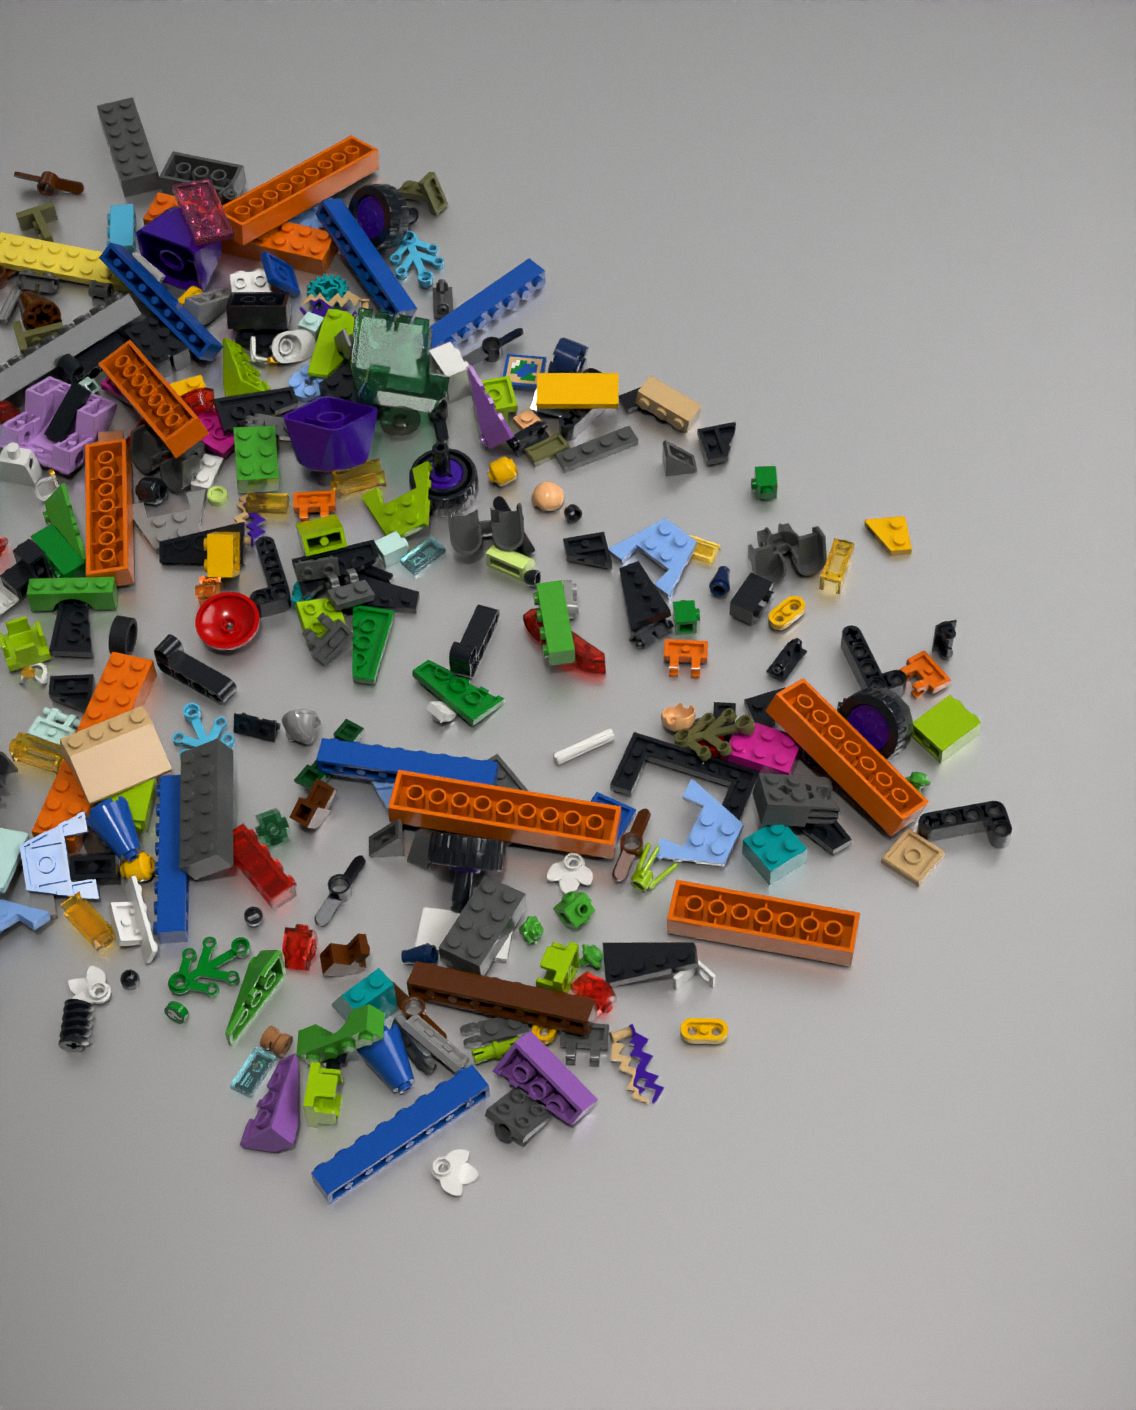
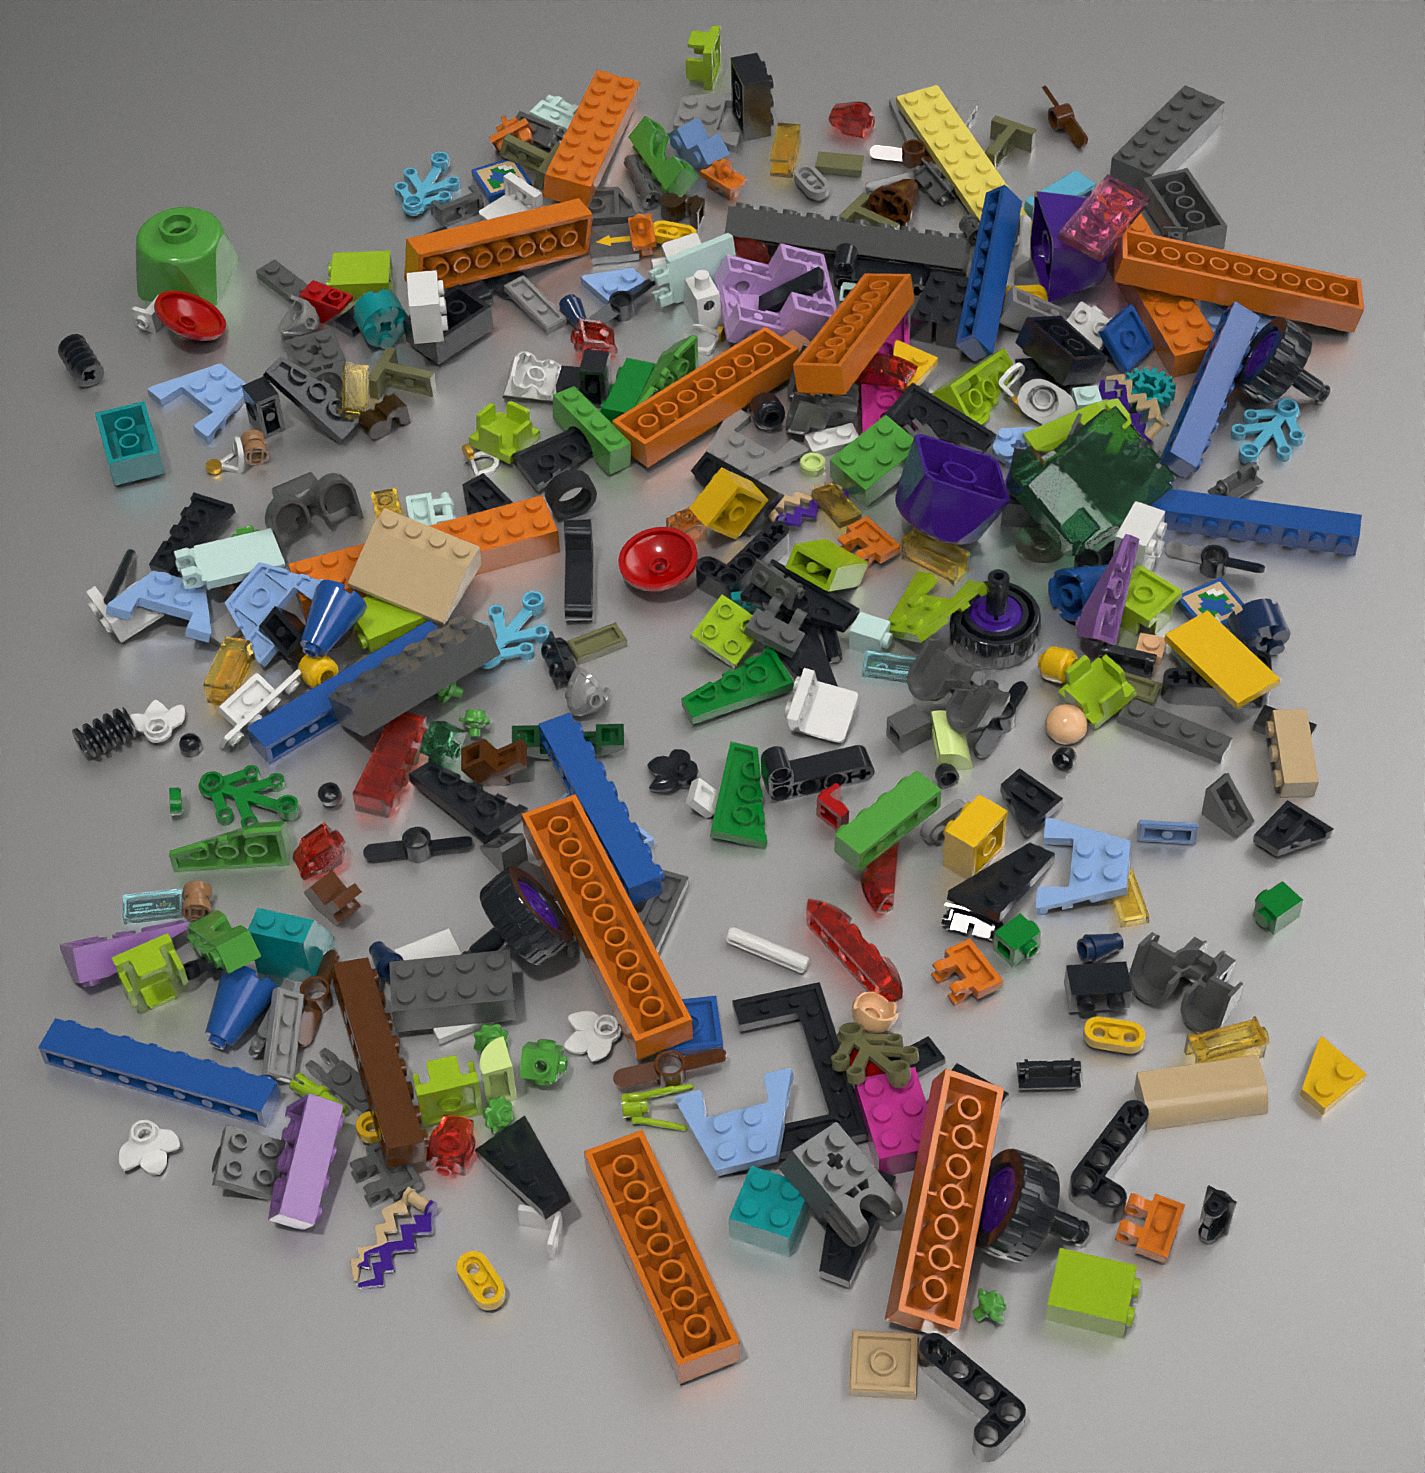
camera: 55 degrees right, 5 degrees down
(259, 697) = (597, 643): none -> olive tile
(265, 800) = (475, 720): none -> bright green plant
(331, 641) = (705, 655): dark grey plate -> none
(339, 839) = (467, 802): none -> black wing
(401, 717) = (672, 771): none -> black plate
(426, 190) = (1360, 384): olive bracket -> none
(429, 608) = (820, 708): none -> white bracket
(459, 424) = (1072, 588): none -> blue cone
(482, 574) = (908, 728): none -> dark grey brick
(511, 650) = (831, 808): none -> red bracket
(539, 464) = (1096, 689): none -> lime panel
(567, 929) = (497, 1071): none -> yellowish green brick
(599, 590) = (974, 837): none -> yellow brick
(621, 702) = (852, 950): none -> clear red brick
(668, 499) = (1167, 832): none -> medium blue slope
(858, 595) = (1203, 1092): none -> tan brick

